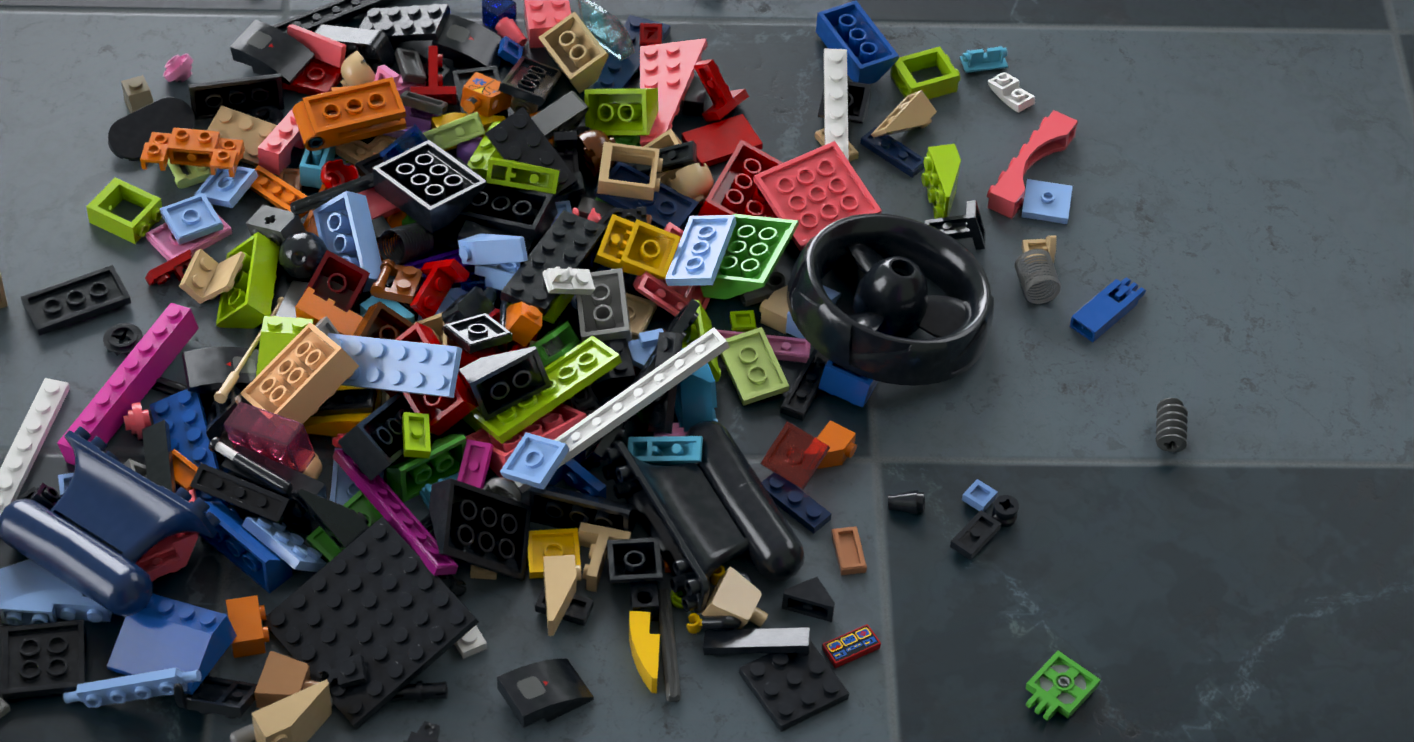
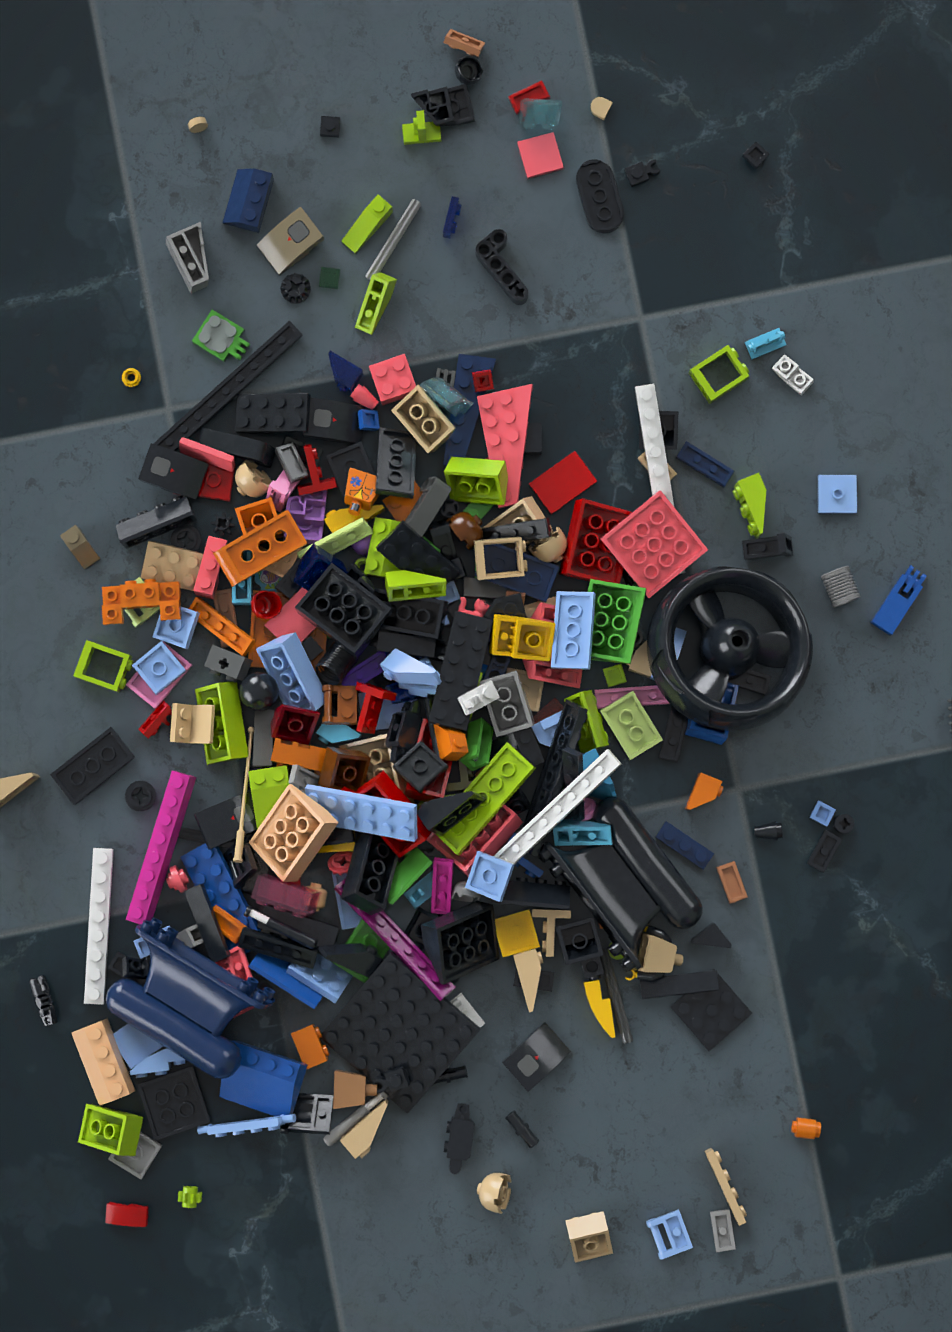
camera: 10 degrees left, 35 degrees up
(131, 132) = (98, 570): black tile -> none
(178, 68) = (99, 501): bright pink plate -> none
(316, 200) = (271, 627): black axle -> none
(416, 435) = (396, 872): lime plate -> none
(424, 103) = (312, 506): dark grey tile -> none
(718, 91) = (558, 440): red bracket -> none
(795, 455) = (680, 813): clear red plate -> none
(851, 646) = (747, 969): tile -> none
(852, 29) = (657, 353): blue slope -> none
(909, 114) = (712, 431): tan slope -> none
(1047, 244) = (837, 549): tan tile -> none
(1053, 136) = (807, 494): coral arch -> none
(1060, 687) = (902, 976): bright green piece -> none

